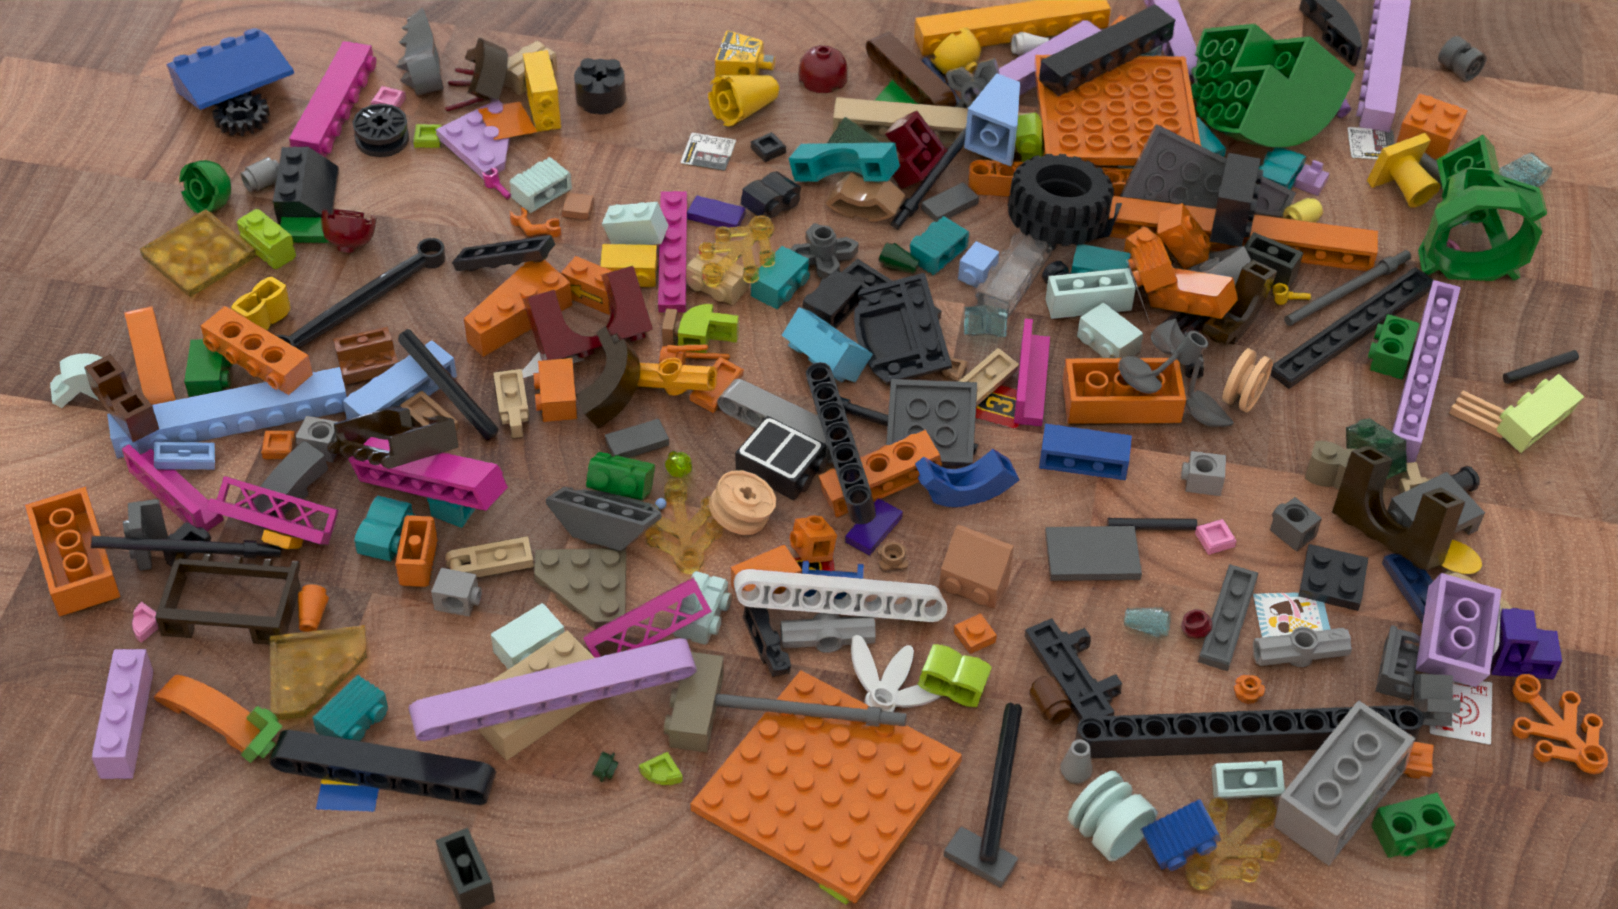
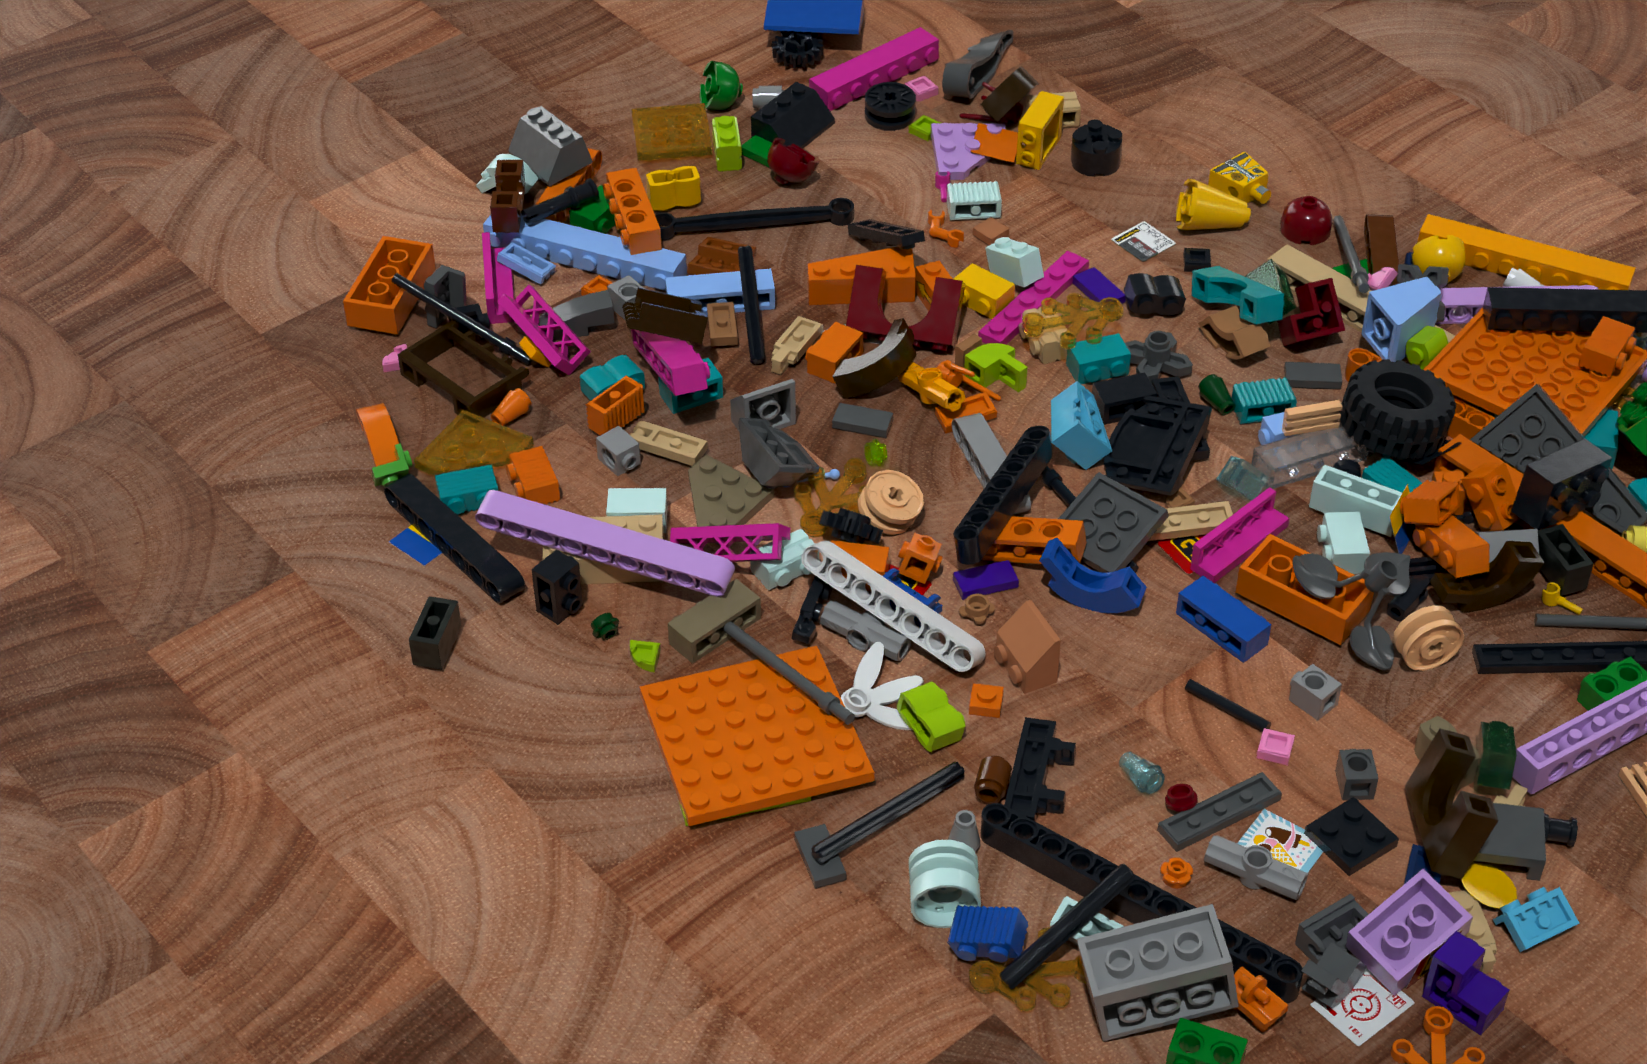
camera: 40 degrees right, 5 degrees down
(102, 326) = (548, 146): none -> dark grey slope
(122, 714) = (322, 406): lavender brick -> none
(180, 369) = (570, 198): none -> black pin
(401, 663) = (533, 476): none -> orange brick
(539, 755) = (557, 586): none -> black brick
(548, 473) = (770, 403): none -> light grey slope
(620, 475) = (817, 435): green brick -> none
(735, 545) = (850, 526): none -> black gear
(782, 457) = (953, 485): black brick -> none
(910, 205) = (1271, 359): black bar -> none
(919, 96) = (1358, 274): none -> dark grey bar
(936, 94) = (1381, 278): none -> bright pink tile
(1004, 240) = (1311, 418): none -> light nougat tile
(1092, 553) = (1150, 698): dark grey tile -> none
(1160, 67) = (1608, 346): none -> orange brick
(1241, 789) = (1067, 926): none -> black axle
(1510, 561) = (1538, 919): none -> medium azure bracket

